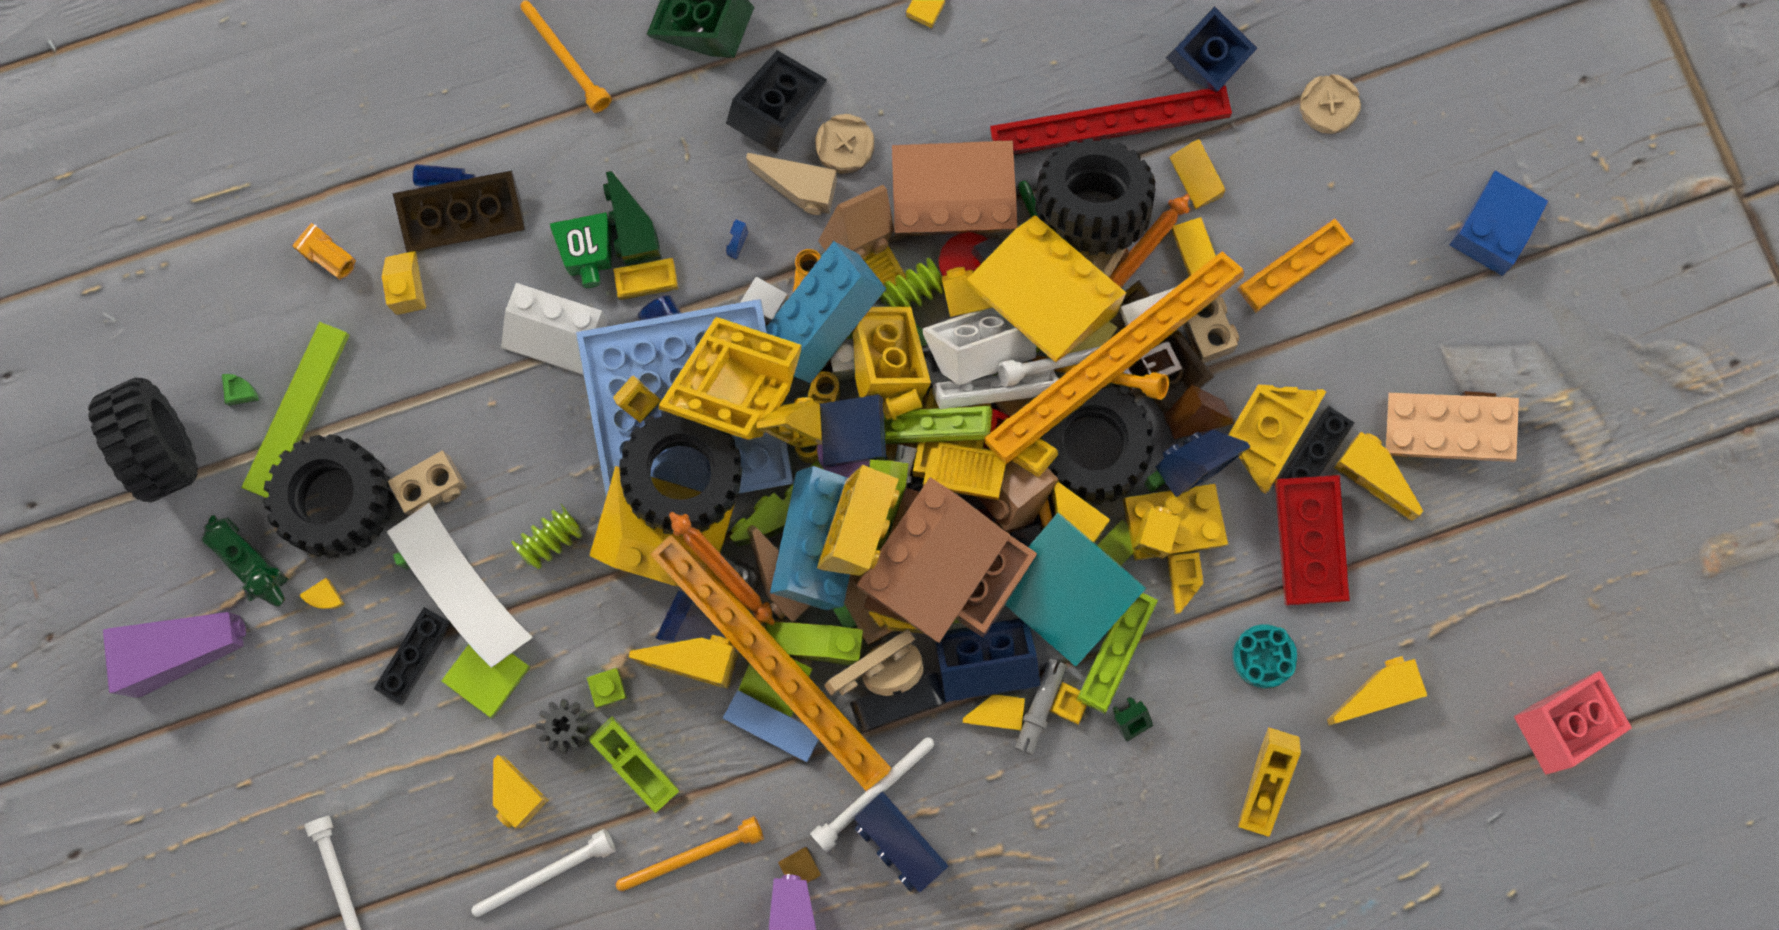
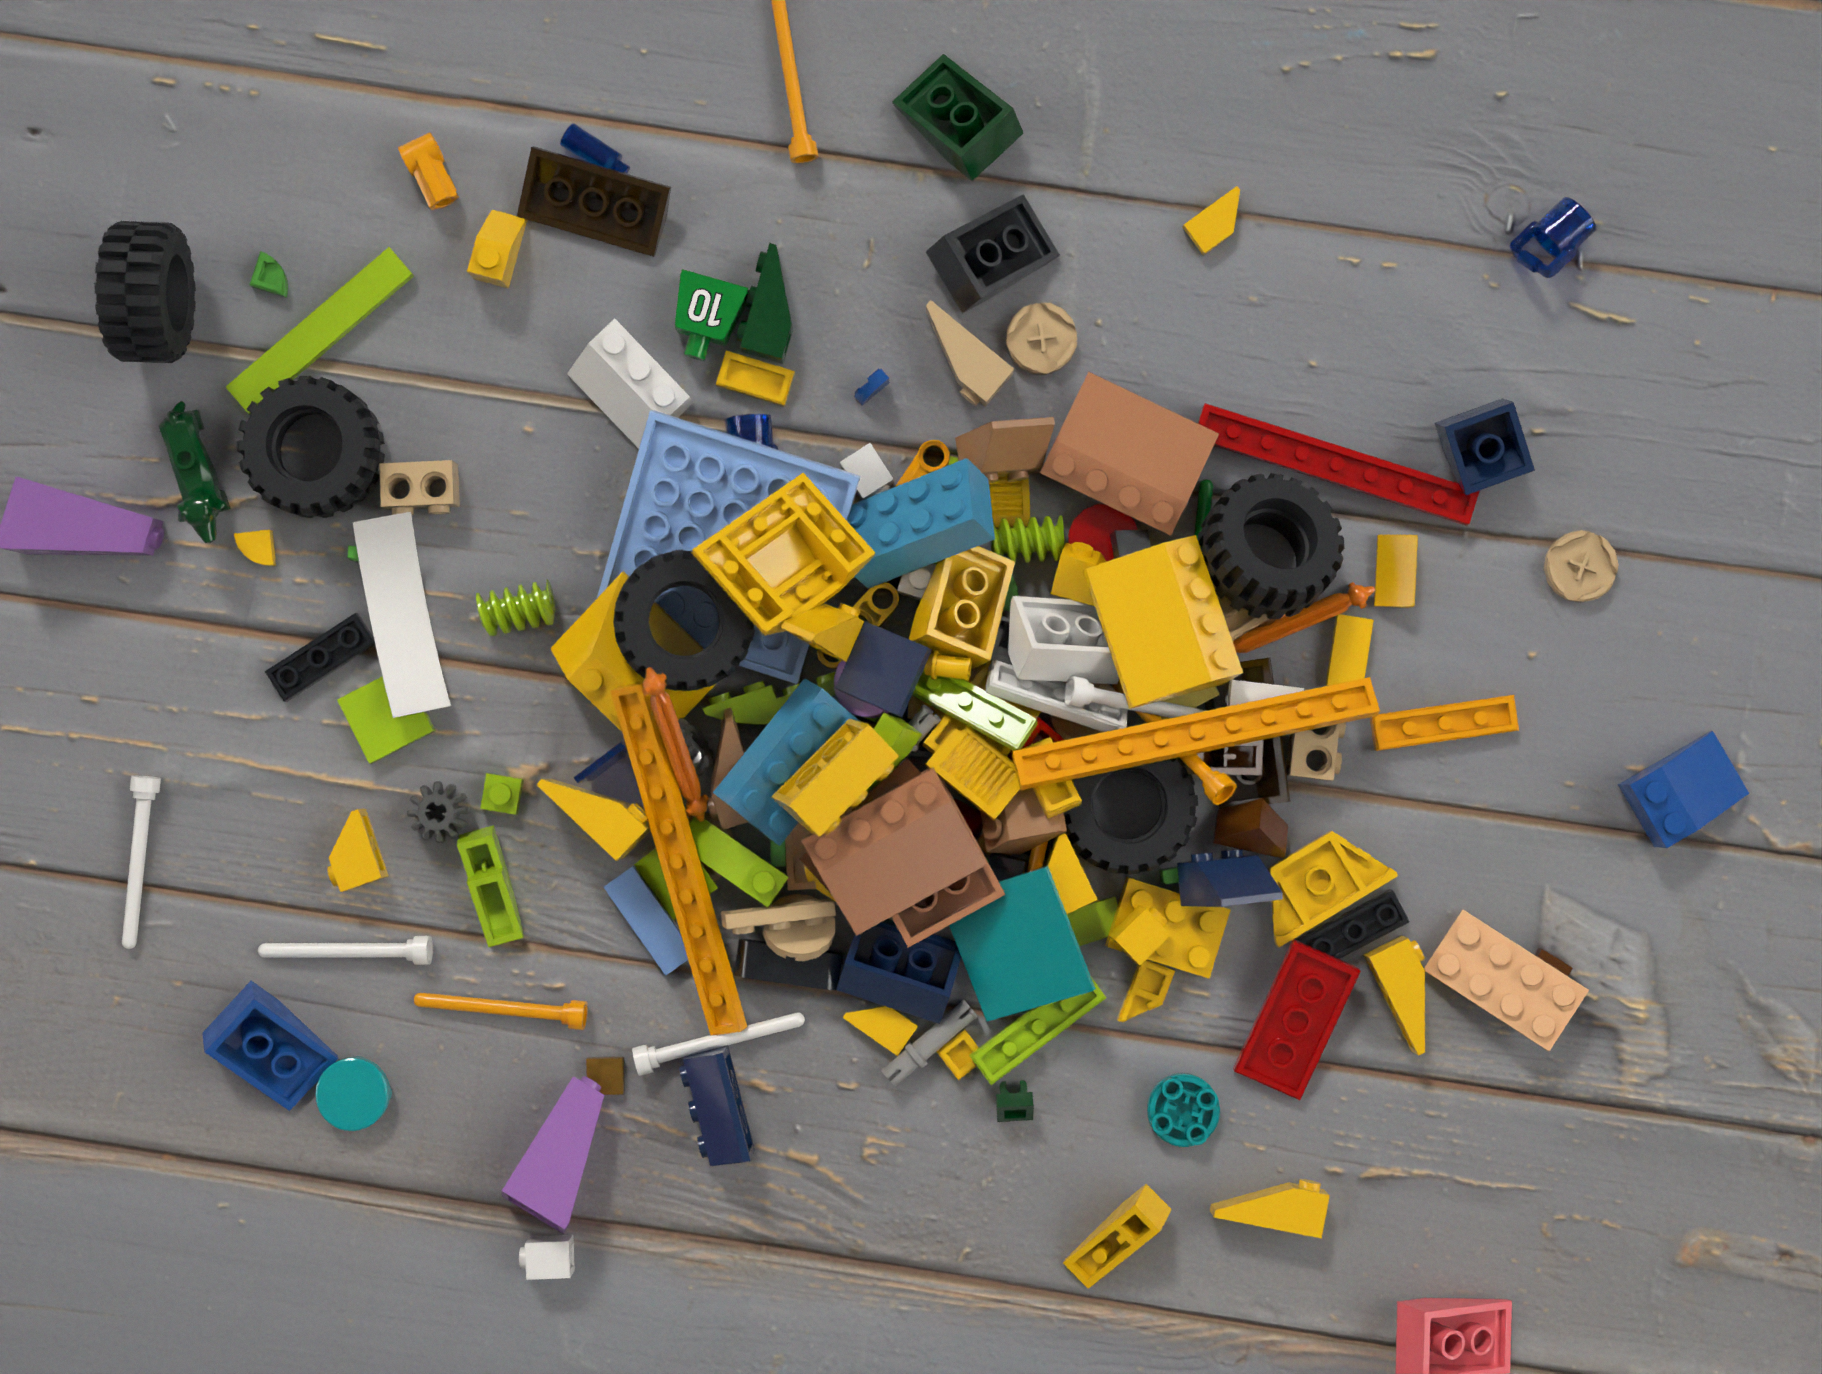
camera: 20 degrees right, 10 degrees up
(636, 399) = (677, 514): yellow slope -> none

